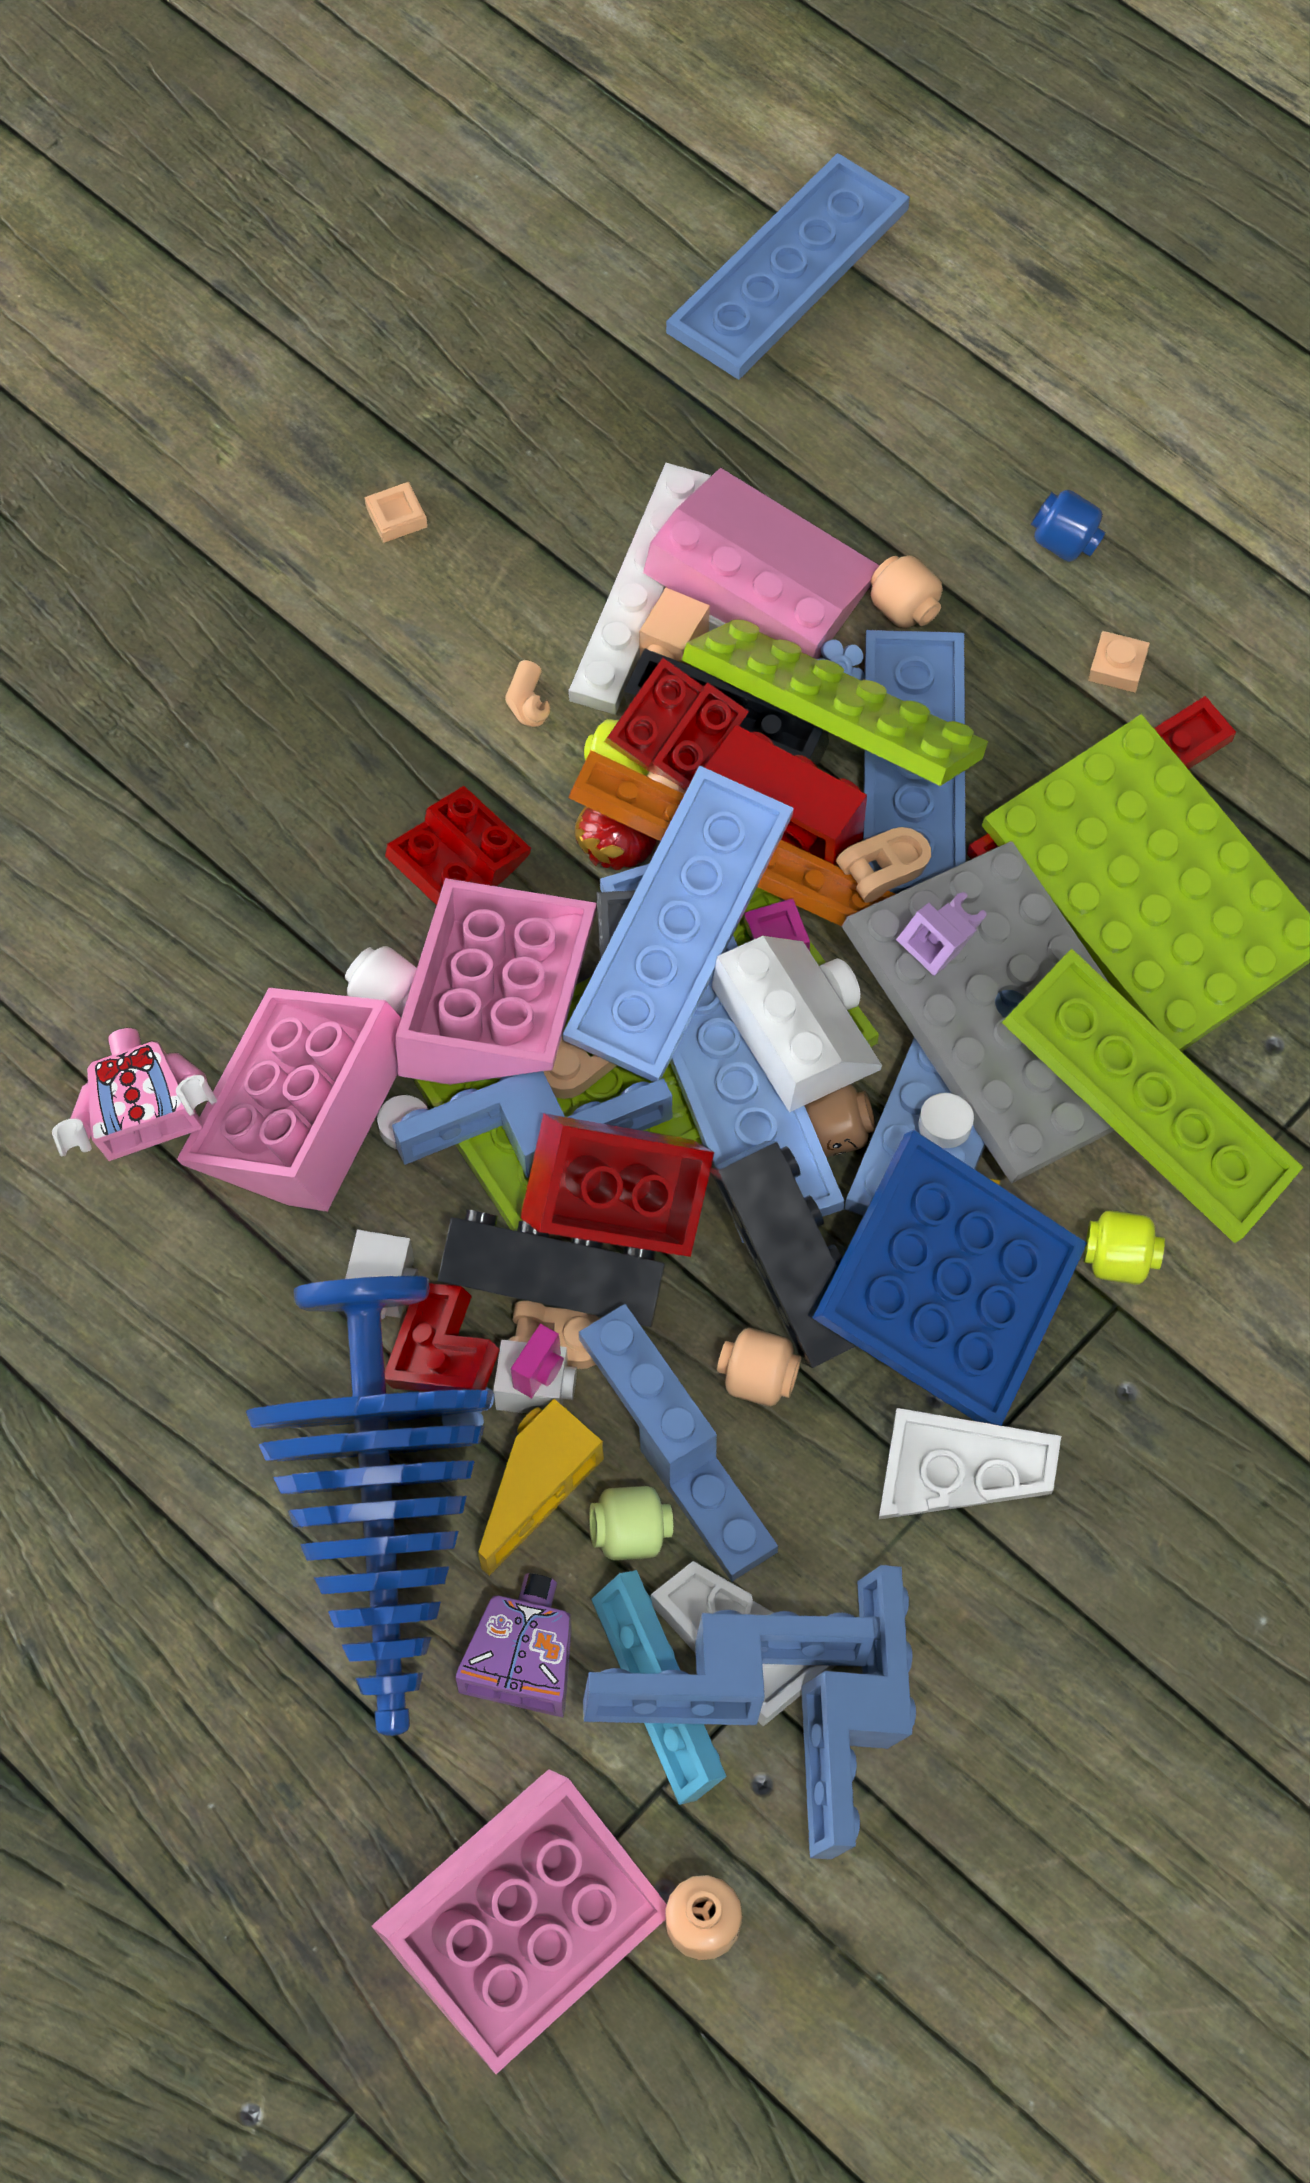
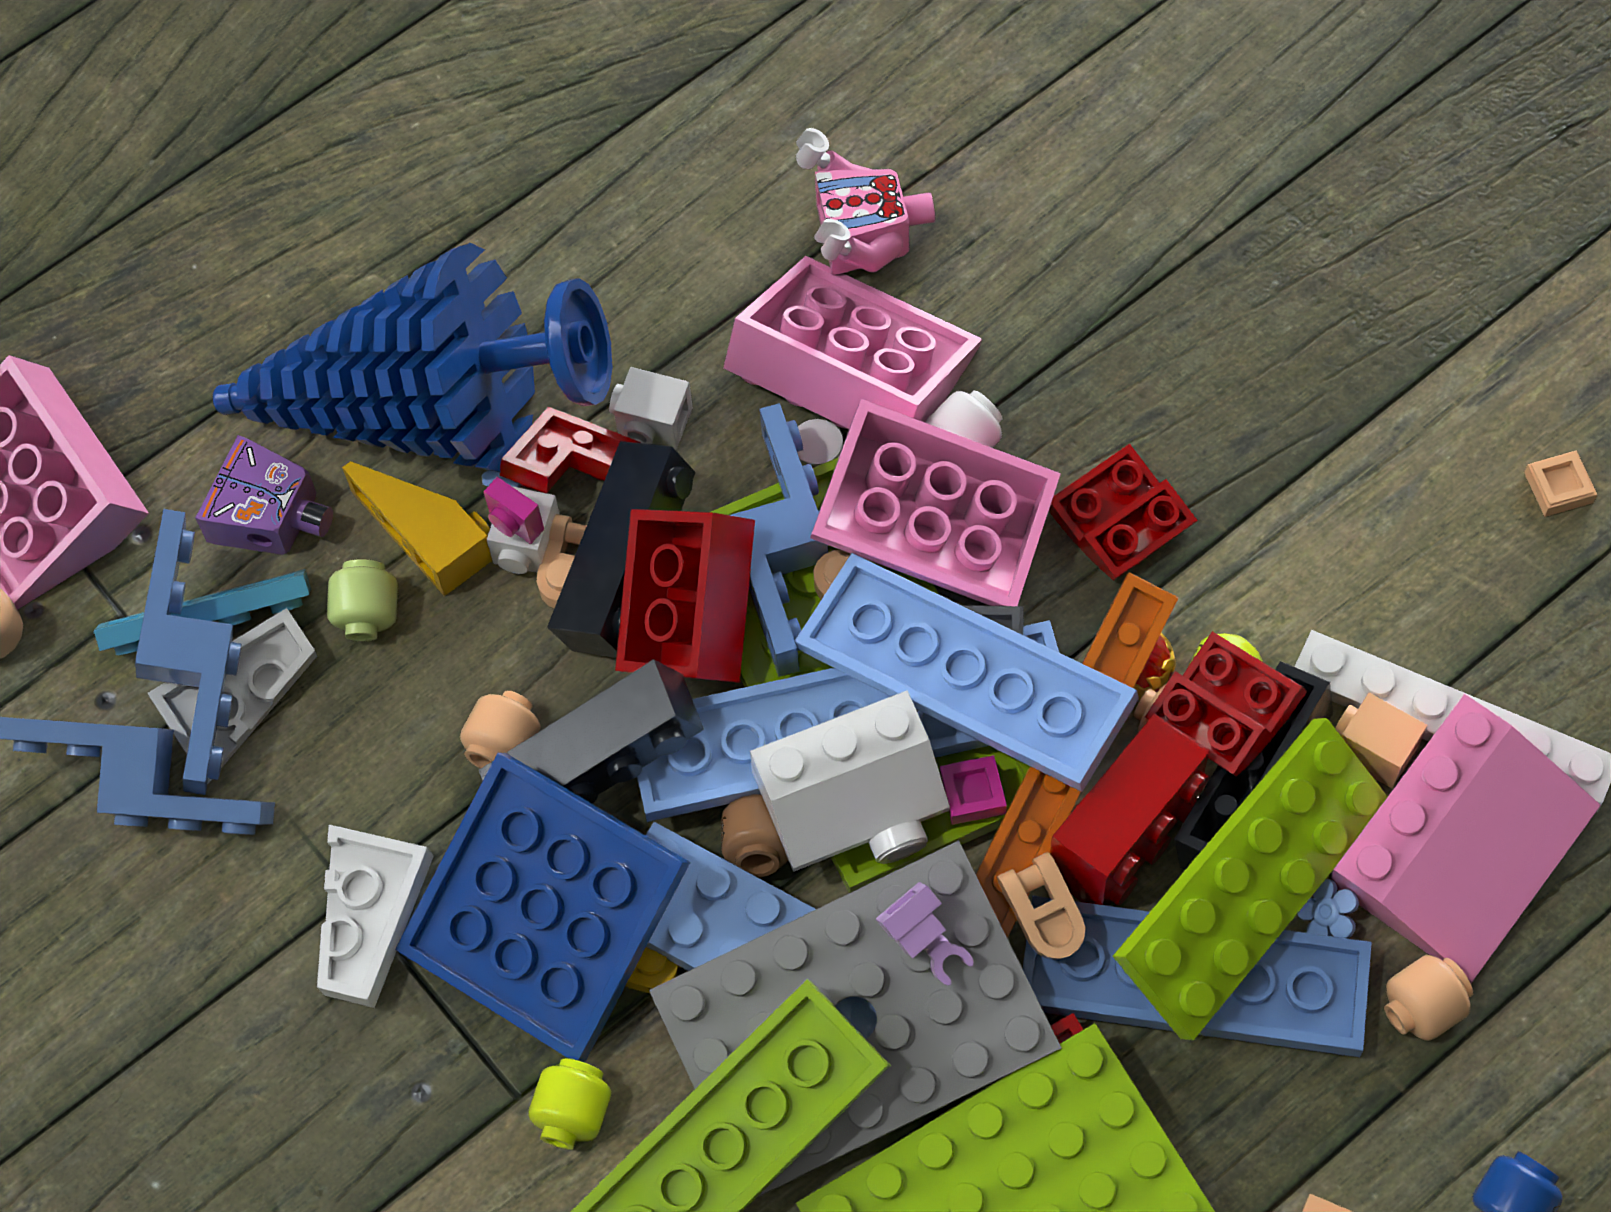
camera: 100 degrees right, 0 degrees up
(521, 695) = (1308, 587): light nougat arm -> none
(678, 1442) = (429, 642): medium blue bracket -> none
(946, 1120) = (721, 924): white tile -> none

